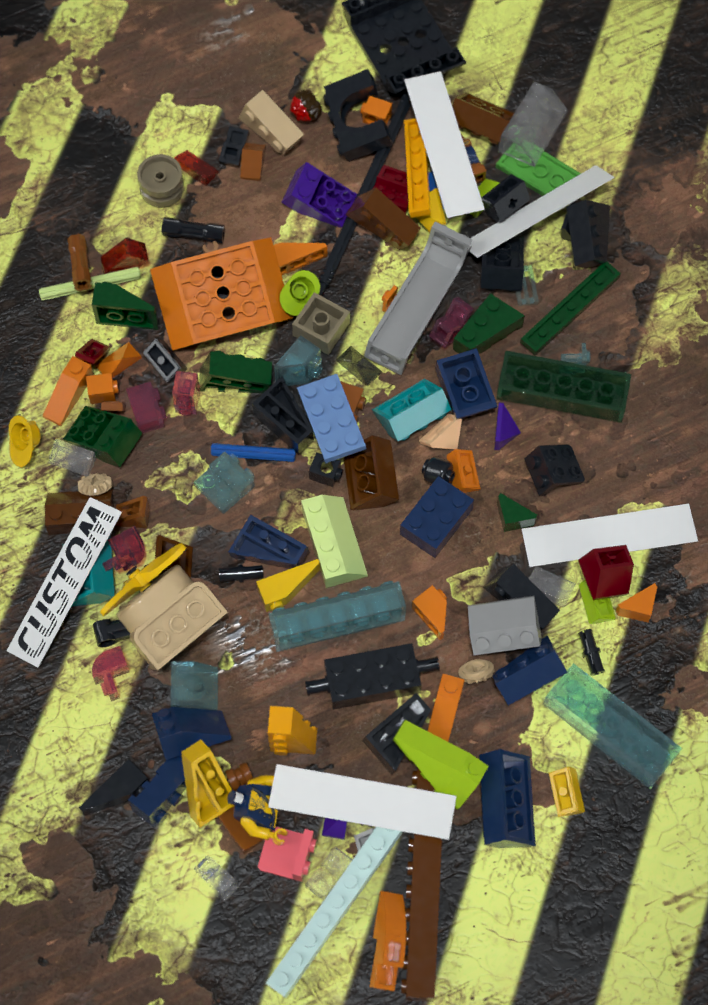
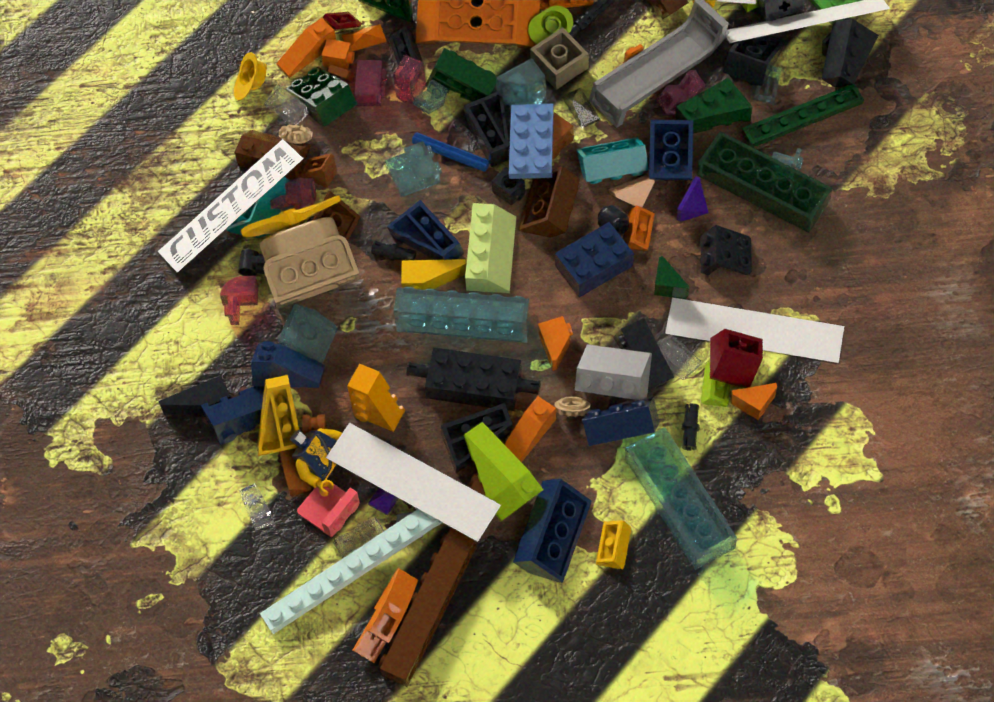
camera: 25 degrees right, 5 degrees down
(213, 403) = (432, 98): none -> clear light blue bracket

